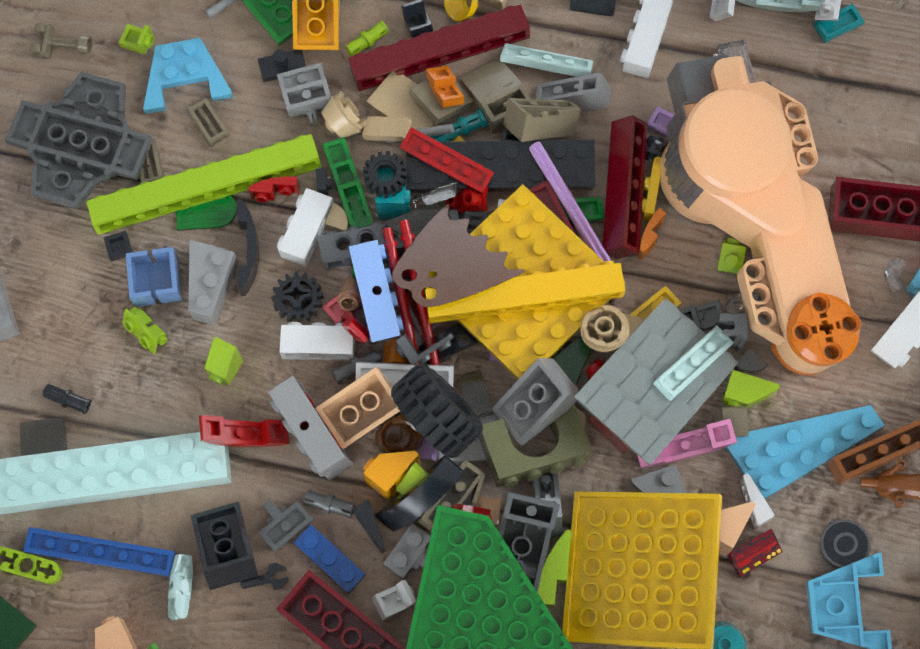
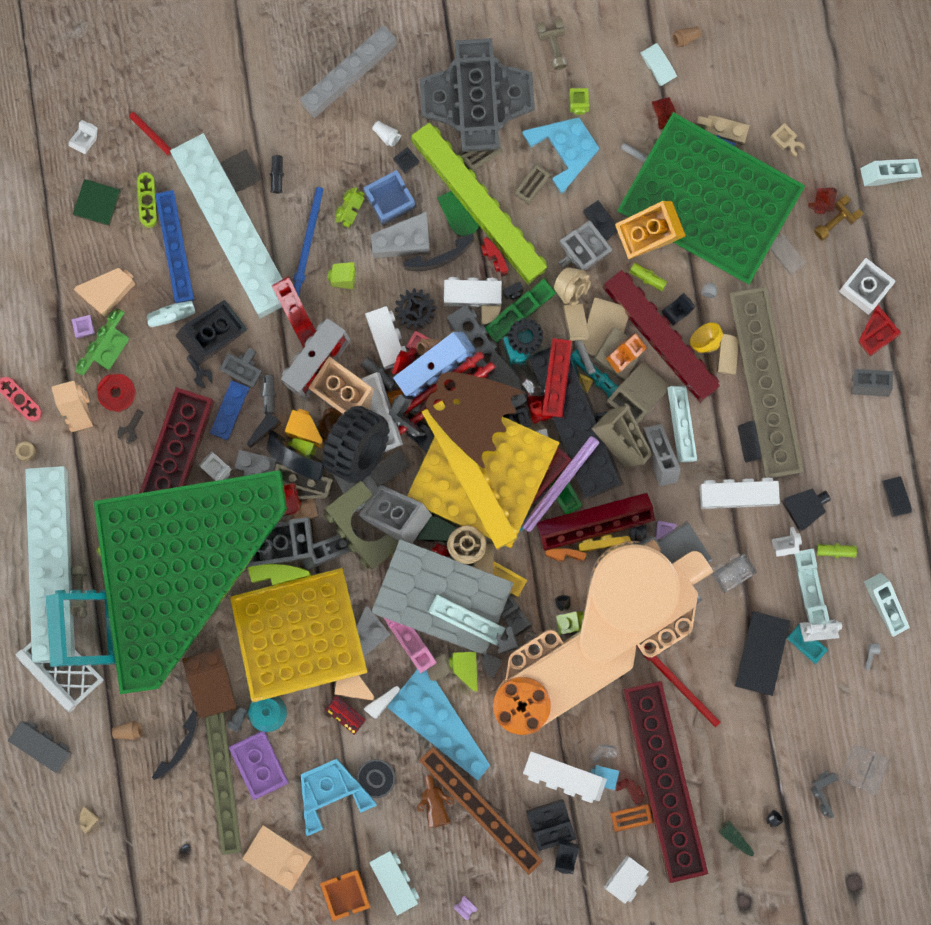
camera: 65 degrees right, 10 degrees up
(78, 255) = (388, 134): none -> white cone
(154, 386) = (299, 277): none -> blue bar
(704, 257) = (563, 602): none -> black hinge
(834, 71) = (762, 653): none -> black tile
(855, 162) = (682, 688): none -> red bar

